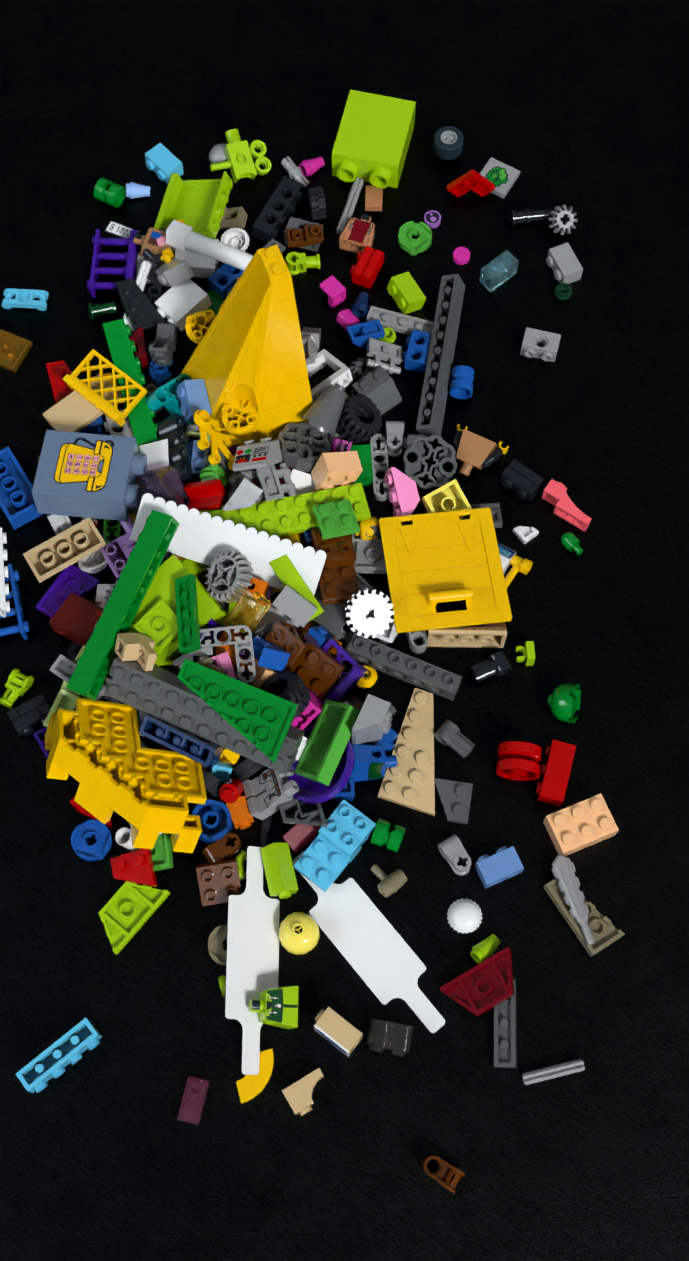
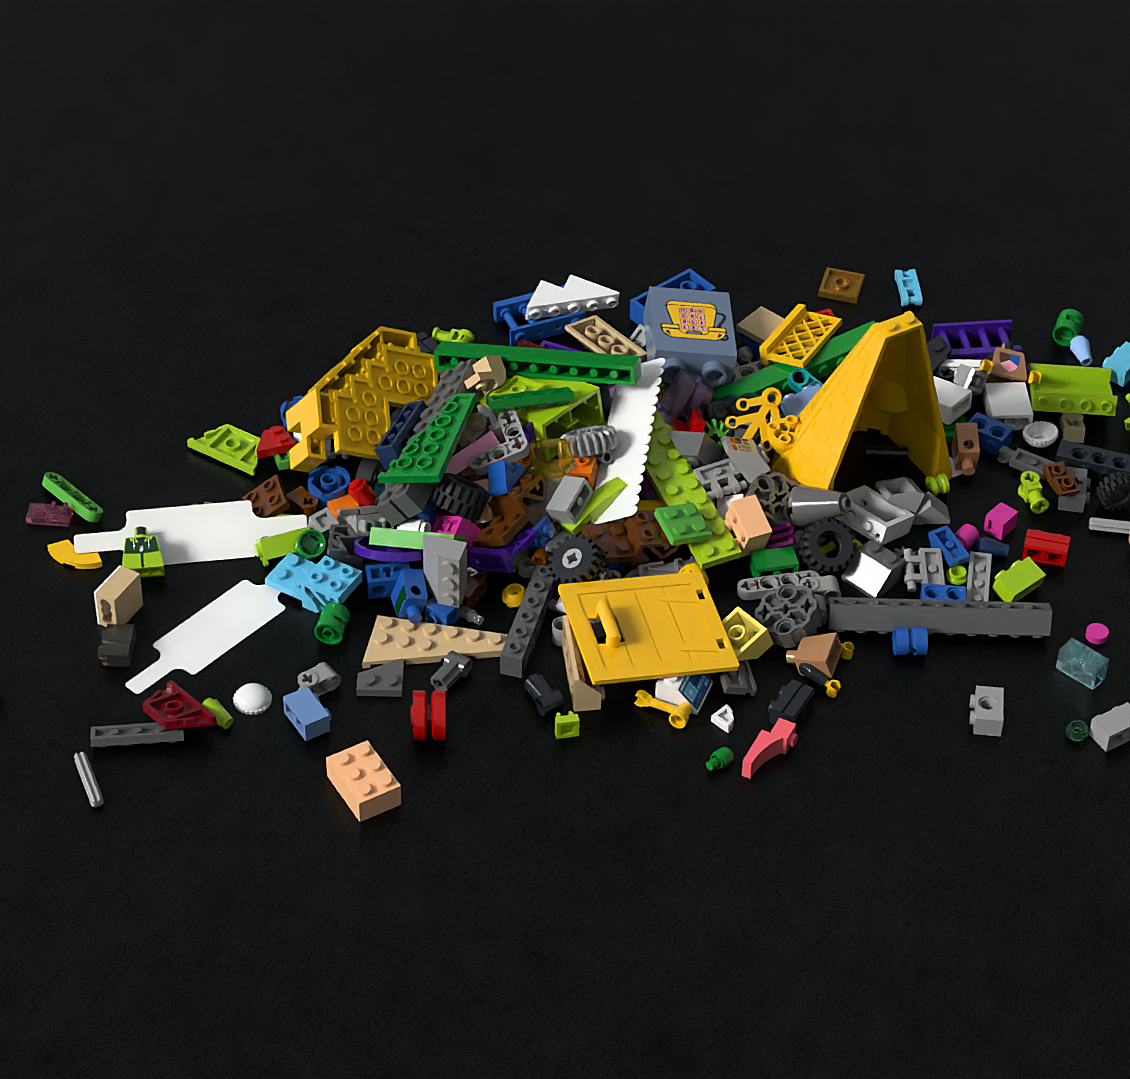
camera: 80 degrees right, 25 degrees down
(59, 1055) = (86, 413): medium azure brick -> none
(118, 229) = (1028, 348): white sticker -> none
(156, 454) = (729, 388): white sticker -> none
(177, 1078) = (76, 499): none -> bright green beam
(183, 237) = (1007, 421): white brick -> none
(271, 830) = (321, 522): none -> light grey brick
(297, 844) = (309, 544): none -> green wheel
(300, 1093) = (59, 585): tan arch -> none
(305, 940) = (221, 569): light yellow cylinder -> none
(357, 234) = (1089, 536): torso -> none
(390, 883) = (282, 632): dark tan piece -> none
(402, 492) = (744, 595): bright pink slope -> none
(418, 245) = (1107, 597): bright green plate -> none
(555, 772) = (424, 758): red brick -> none
(565, 702) = (509, 759): green cylinder -> none
(569, 884) = (293, 772): light grey sword -> none
(600, 926) = (256, 794): dark tan wing -> none

